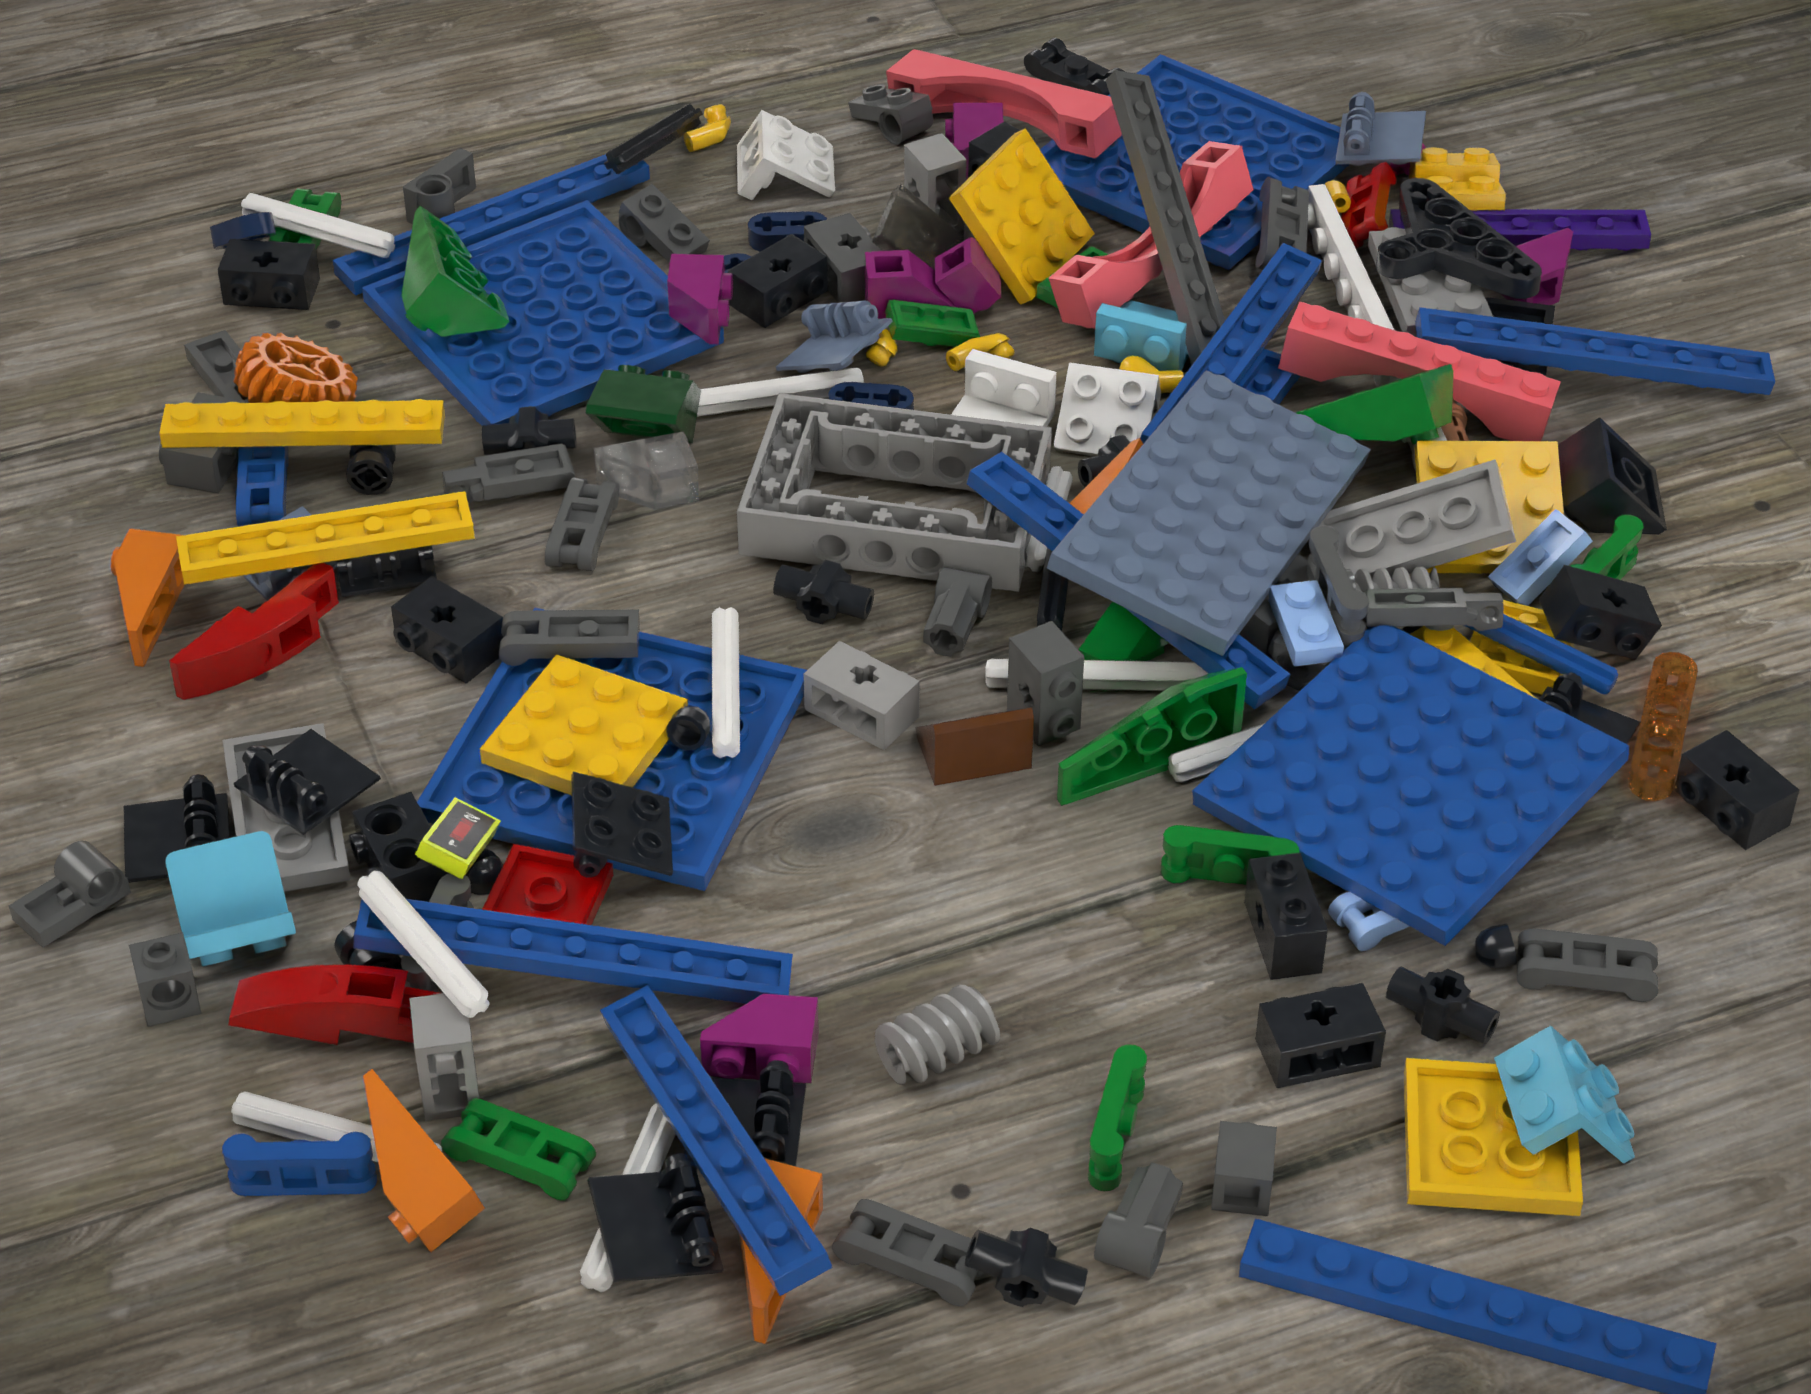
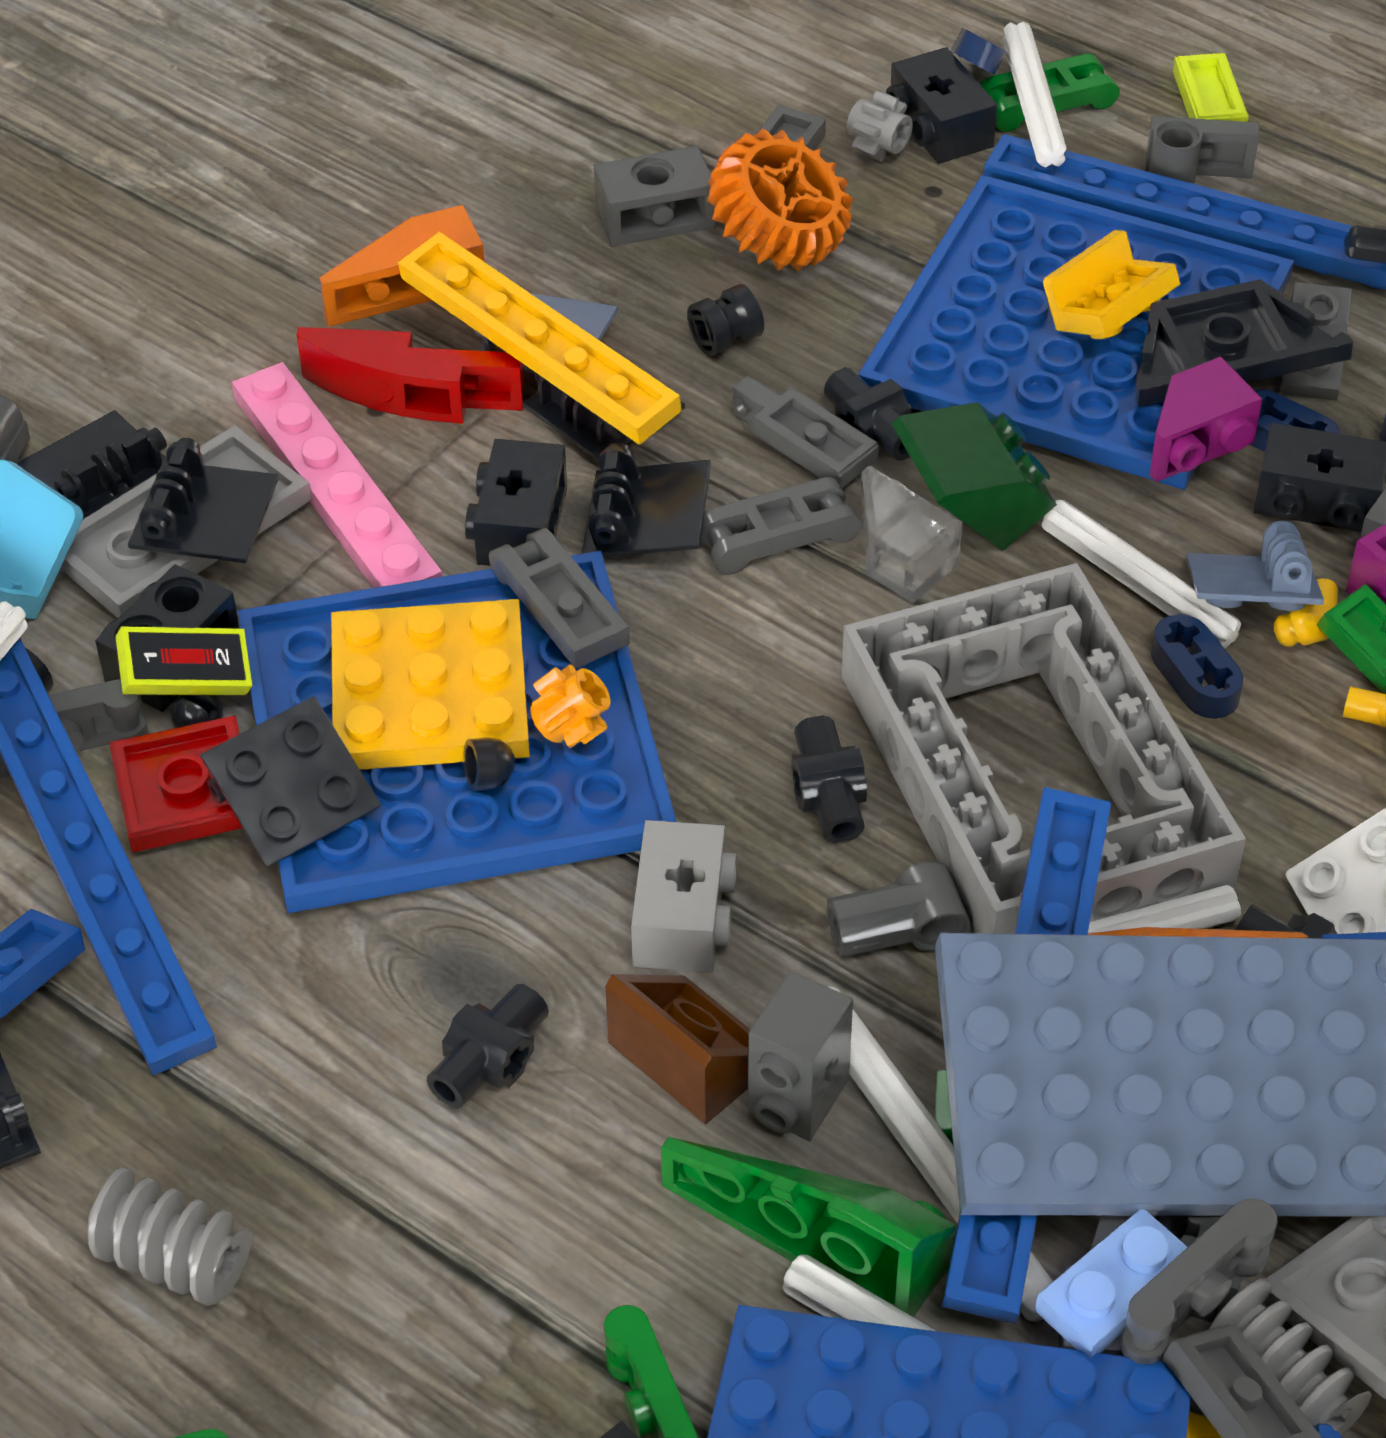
camera: 60 degrees right, 5 degrees up
(260, 309) = (879, 126): none -> light grey gear
(262, 481) = (636, 262): blue plate -> none
(302, 423) = (708, 239): yellow plate -> none
(345, 717) = (339, 484): none -> bright pink plate
(382, 162) = (1209, 87): none -> neon yellow tile
(443, 286) = (1033, 222): green wedge -> none
(509, 571) = (645, 505): none -> black hinge
(549, 278) = (1106, 288): none -> yellow bracket
(635, 253) = (1241, 323): none -> black wing
(682, 663) = (570, 705): none -> light orange gear
(725, 683) = (587, 760): white axle -> none
(763, 1032) = (76, 1079): magenta slope -> none
(905, 830) = (487, 1046): none -> black axle
(1007, 390) = (1288, 789): white bracket -> none

